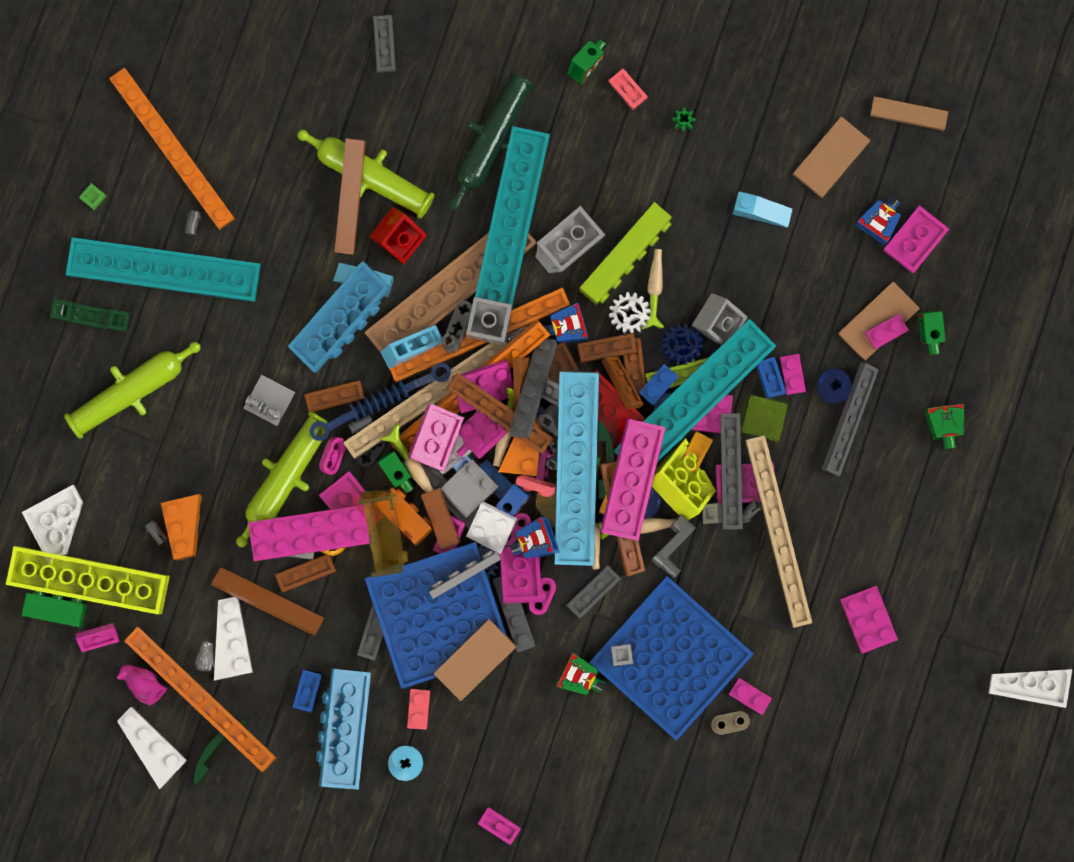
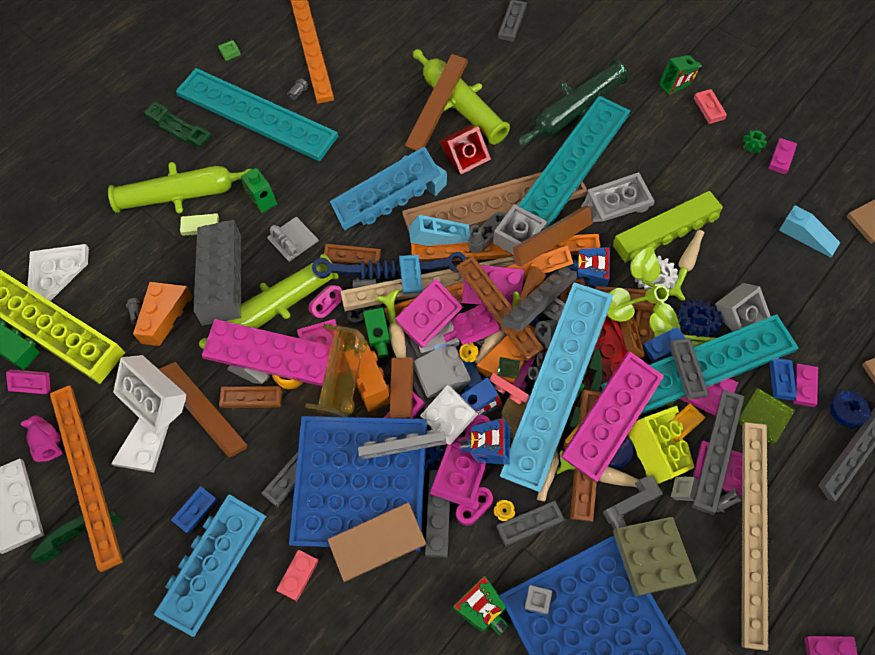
camera: 25 degrees right, 20 degrees down
(169, 418) = (190, 223): none -> yellowish green tile
(205, 657) = (115, 438): clear cone -> none
(213, 363) = (254, 185): none -> green torso
(216, 607) = (148, 392): none -> white slope
(221, 469) = (218, 273): none -> dark grey brick
(403, 403) = (410, 274): none -> dark azure plate
(406, 773) = (268, 628): medium azure piece -> none
(483, 463) = (465, 352): none -> yellow plate
(522, 313) = (552, 236): none -> dark orange tile
(528, 467) = (508, 368): none -> clear green slope
(563, 591) = (504, 504): none -> yellow plate
(650, 355) = (645, 266): none -> lime plant
(684, 406) = (688, 369): none -> dark grey tile
(703, 582) = (654, 556): none -> olive plate
(715, 124) = (782, 156): none -> dark pink plate

